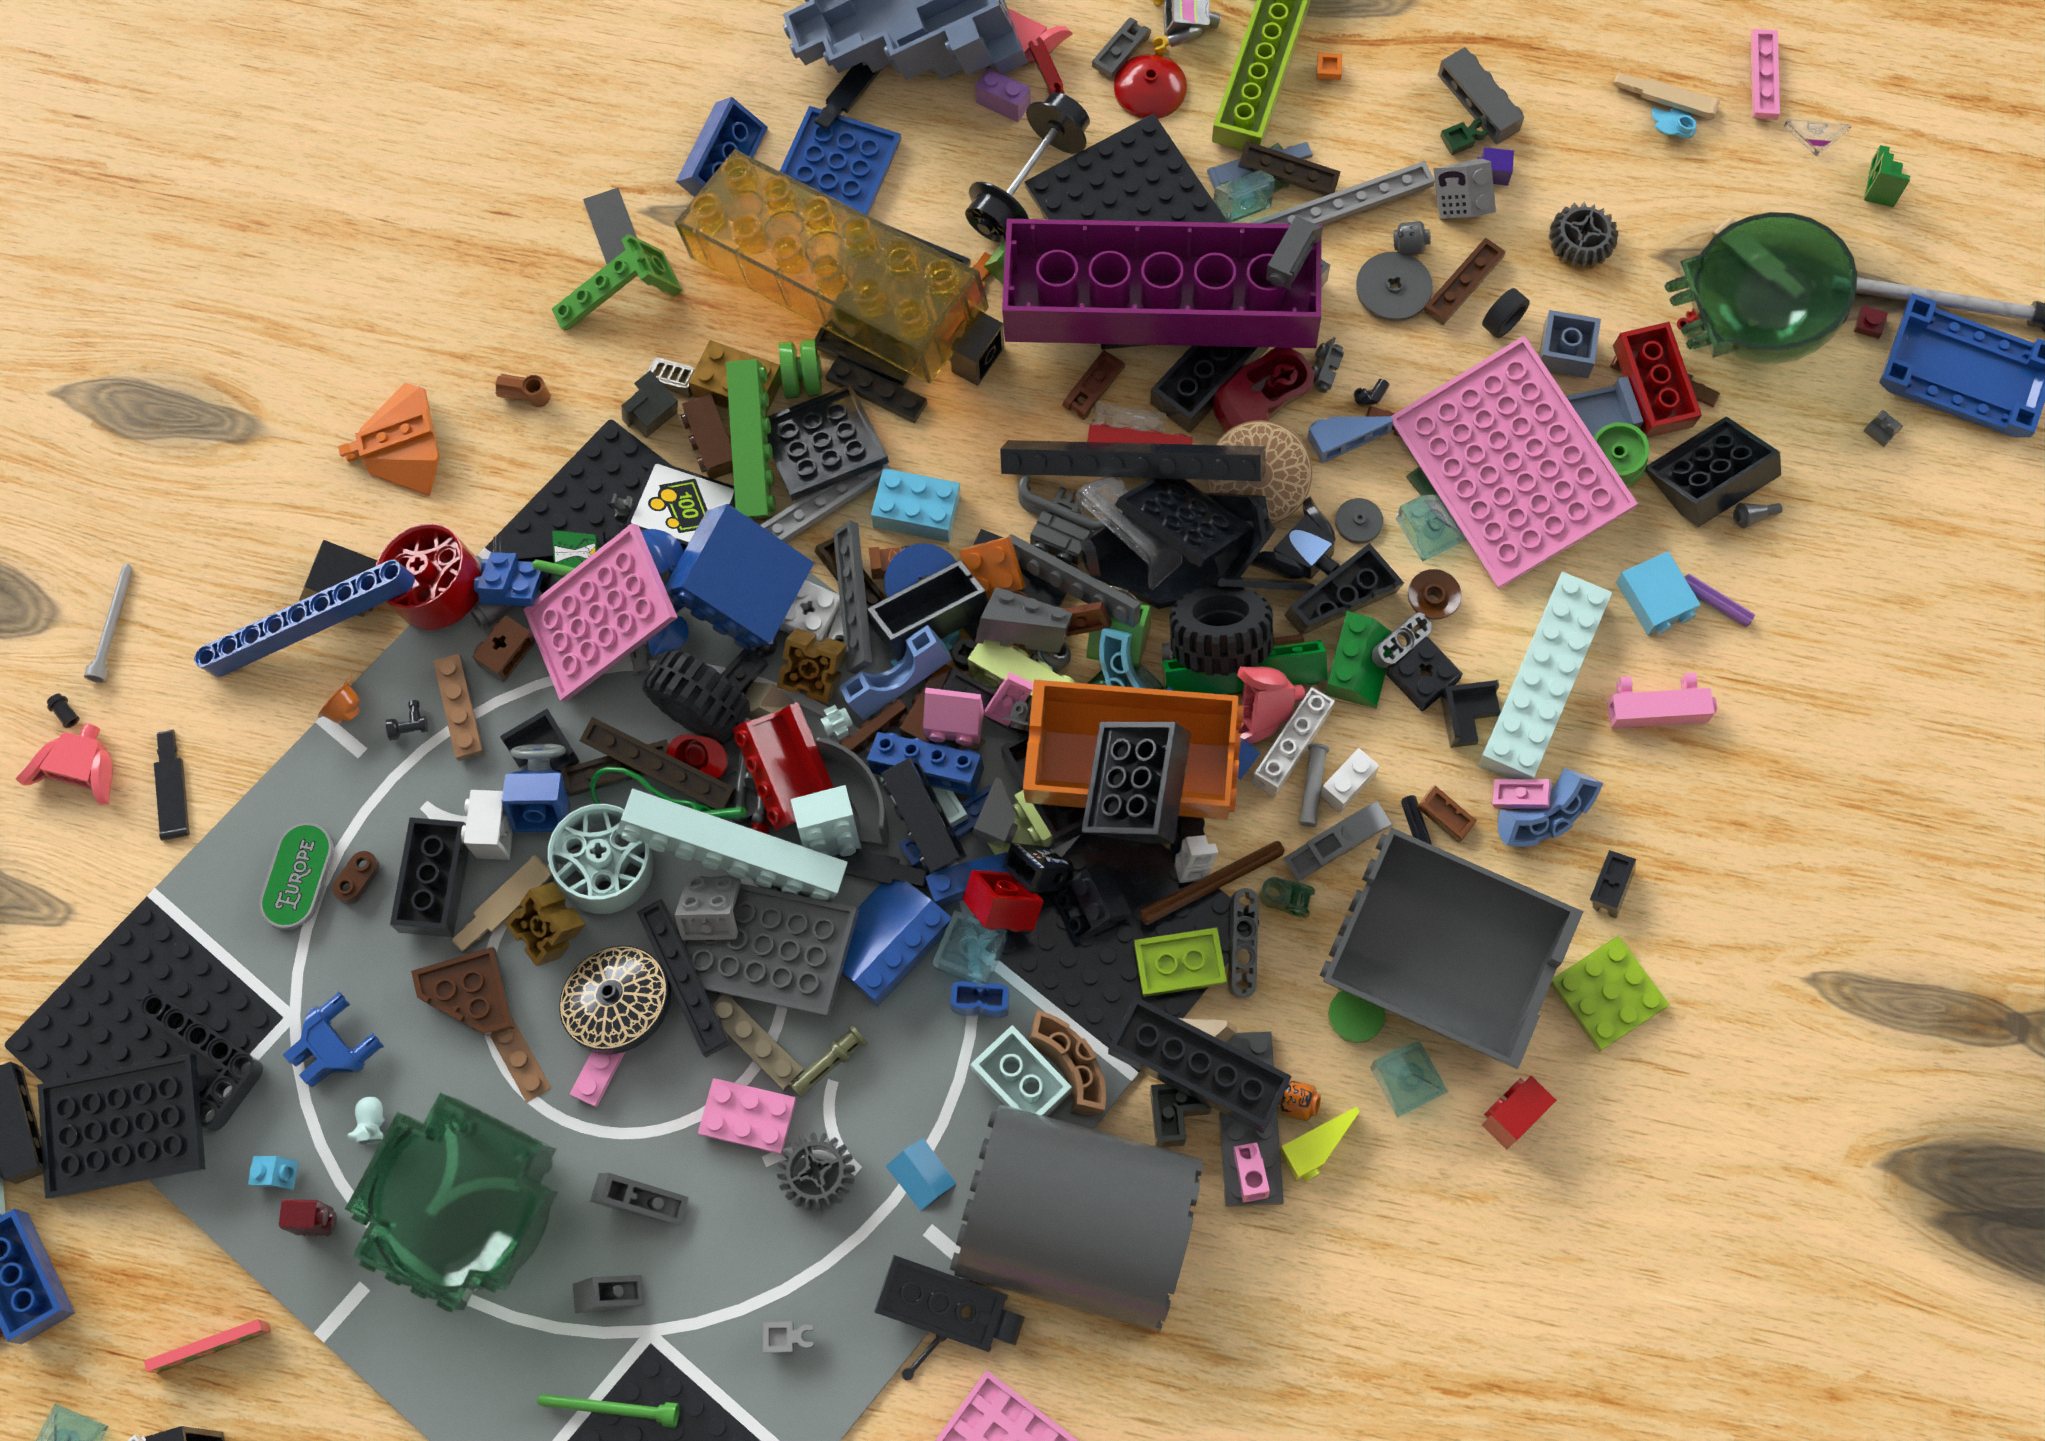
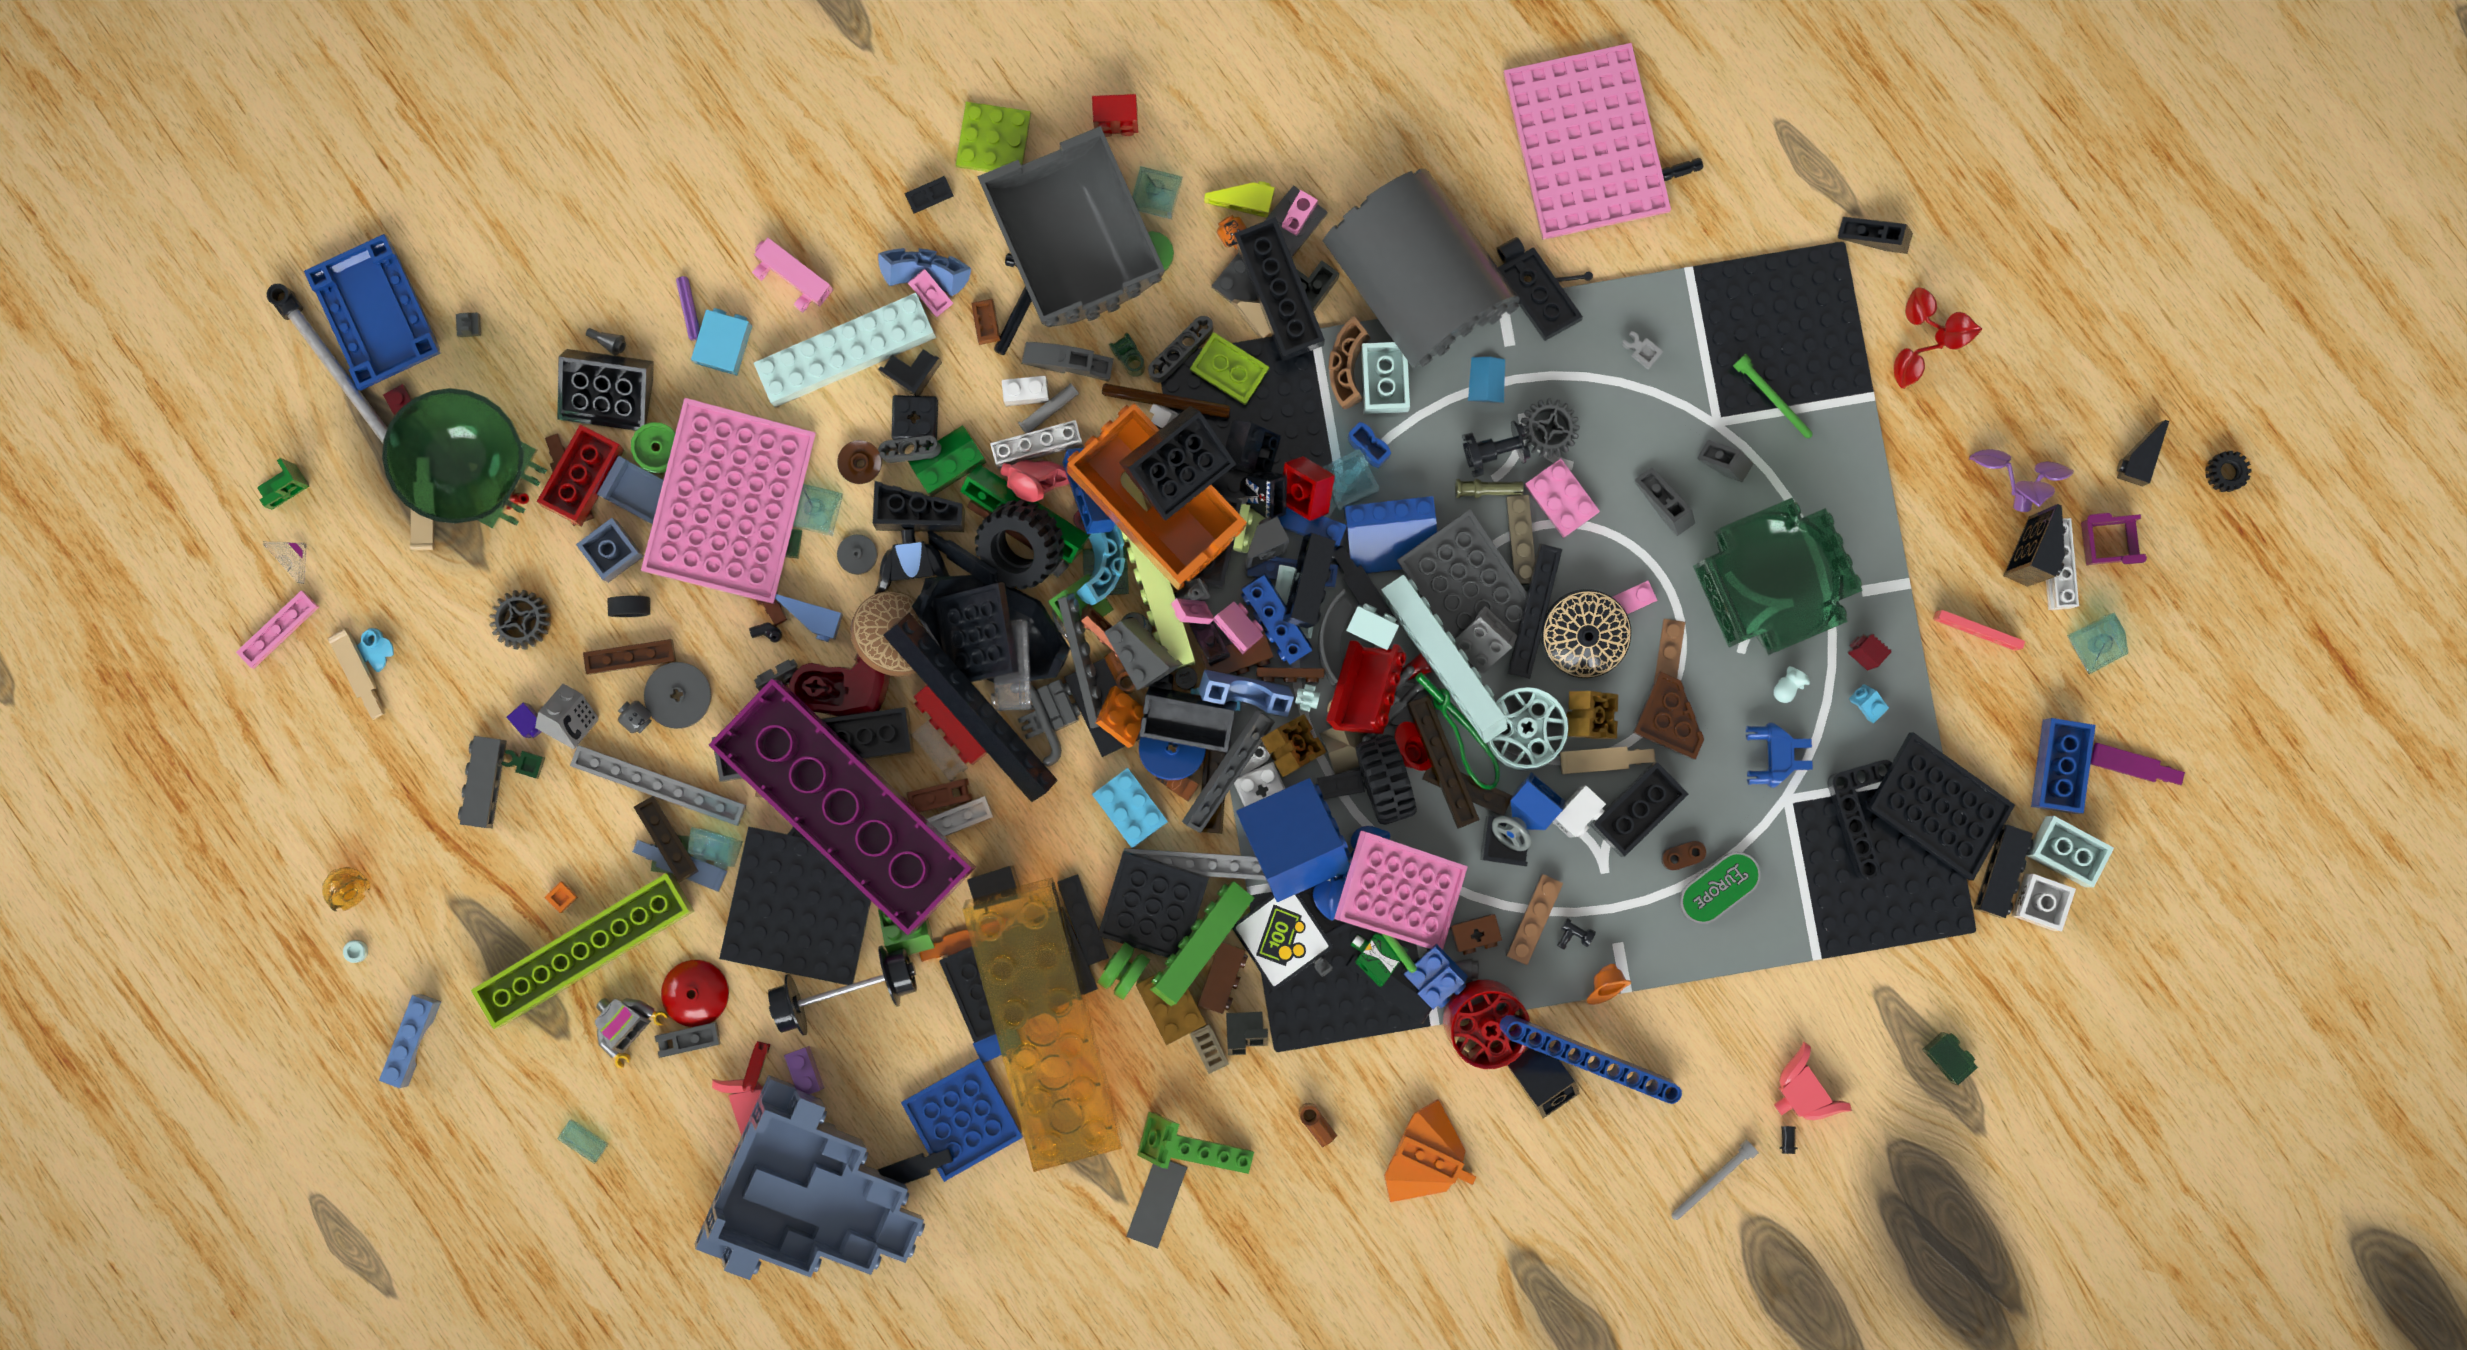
camera: 145 degrees left, 15 degrees up
(170, 789) = (1756, 1023): black piece -> none
(726, 129) = (1033, 1199): blue slope -> none
(857, 1092) = (1486, 451): none -> black piece
(1060, 379) = (962, 816): none -> white plate
(1293, 252) = (750, 735): dark grey window -> none

